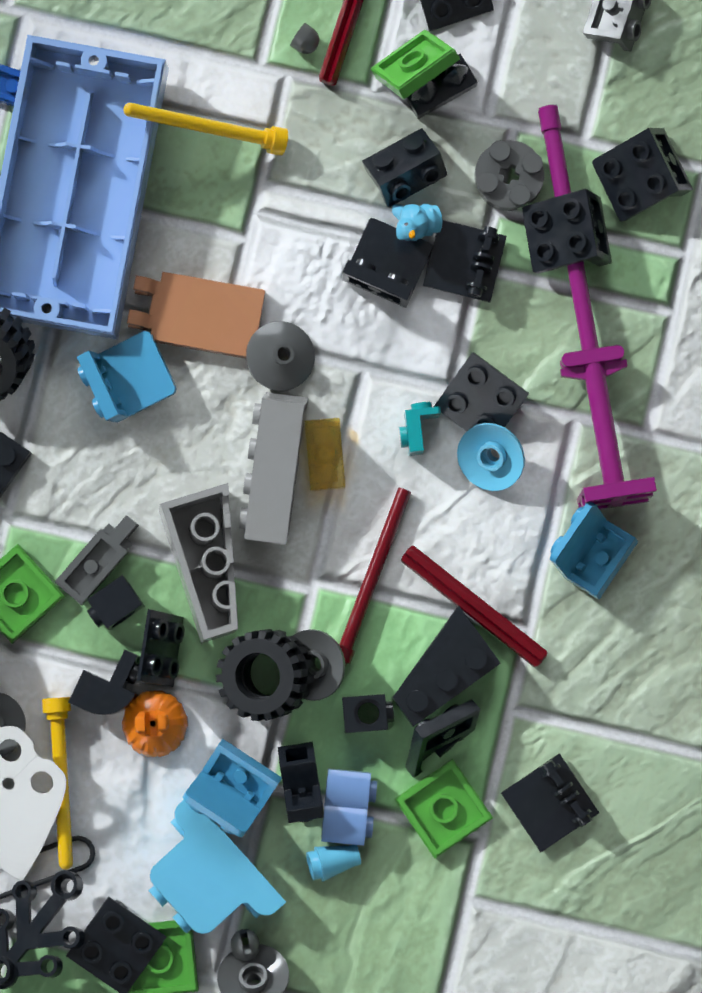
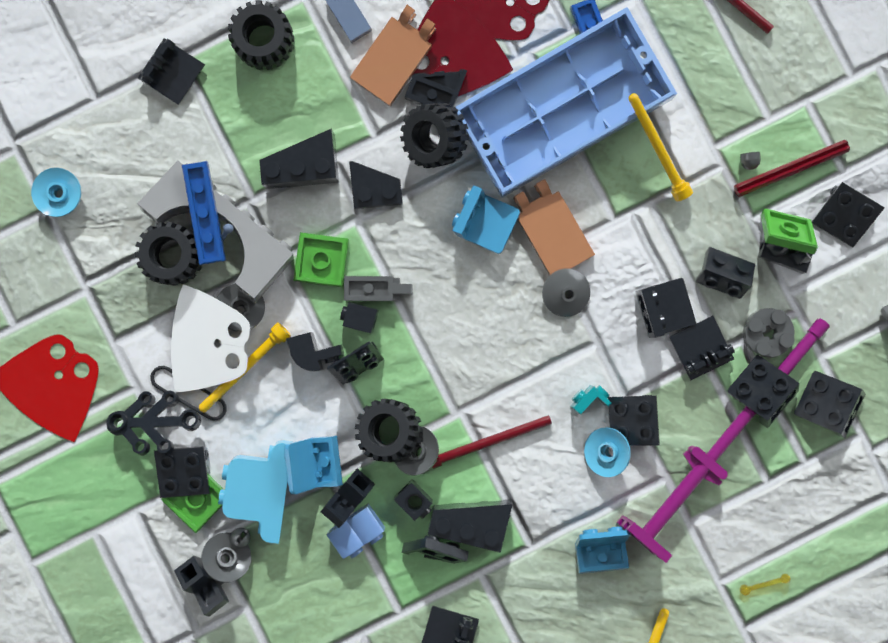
camera: 50 degrees right, 5 degrees up
(169, 727) = (325, 392): orange hair -> none
(203, 552) = (424, 344): light grey wedge -> none
(274, 467) = (503, 342): light grey wedge -> none
(325, 454) = (533, 360): clear yellow plate -> none
(332, 860) = (321, 546): medium azure cone -> none
(417, 221) = (702, 304): medium azure animal -> none
(443, 808) = (398, 582): bright green tile -> none
(474, 606) = (519, 510): dark red axle -> none

